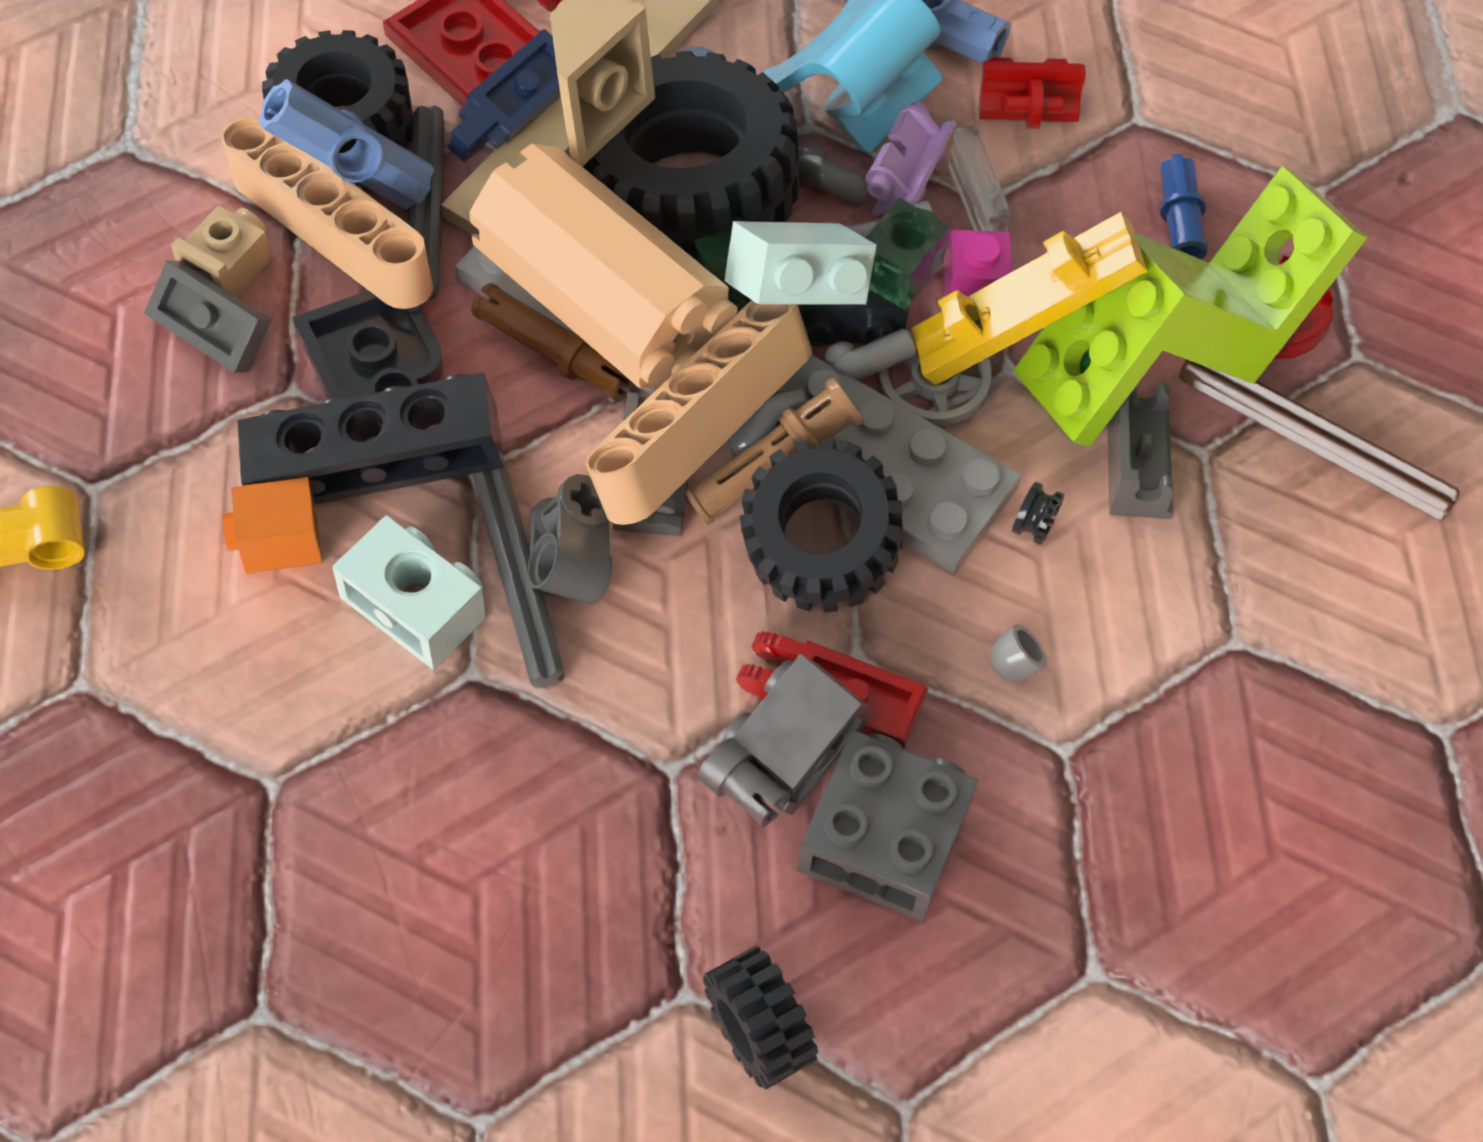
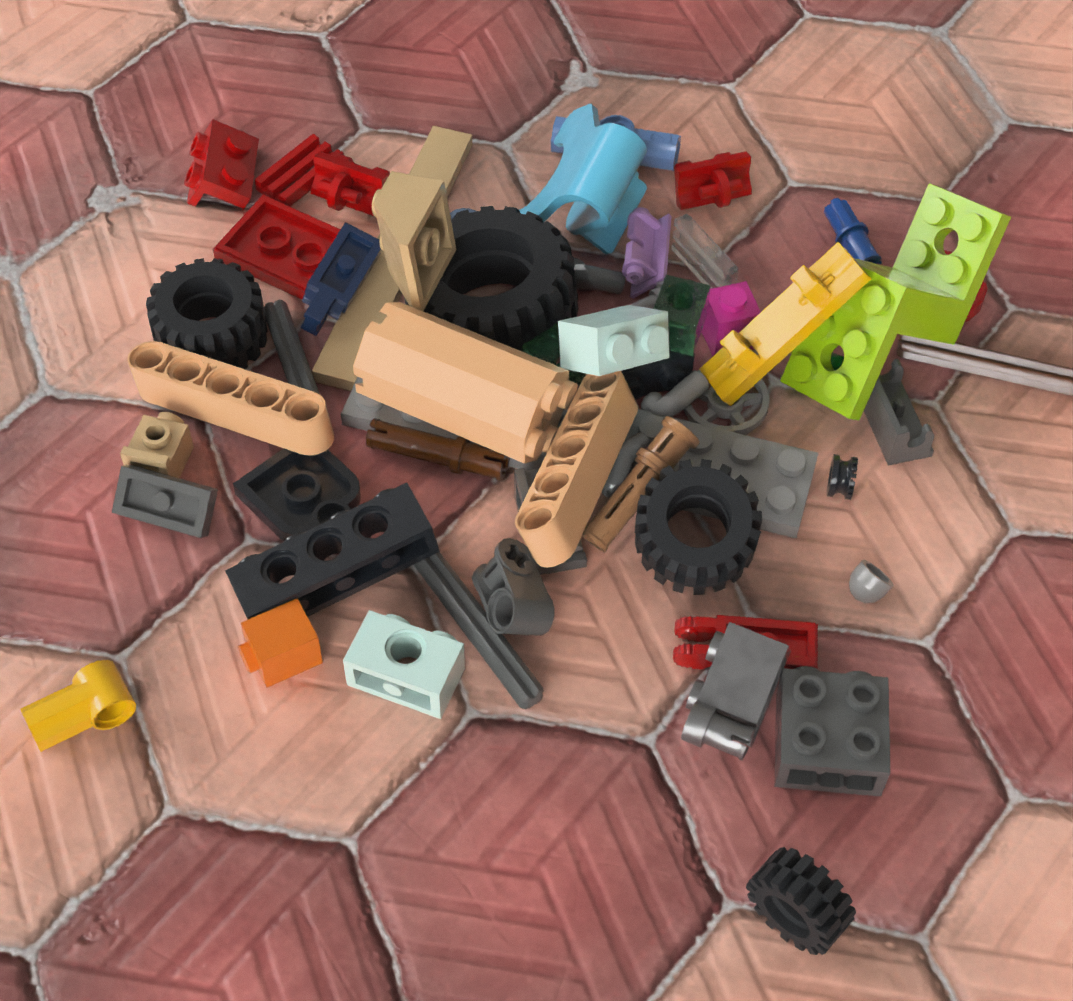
camera: 15 degrees left, 5 degrees down
(323, 129) = (217, 337): medium blue piece -> none

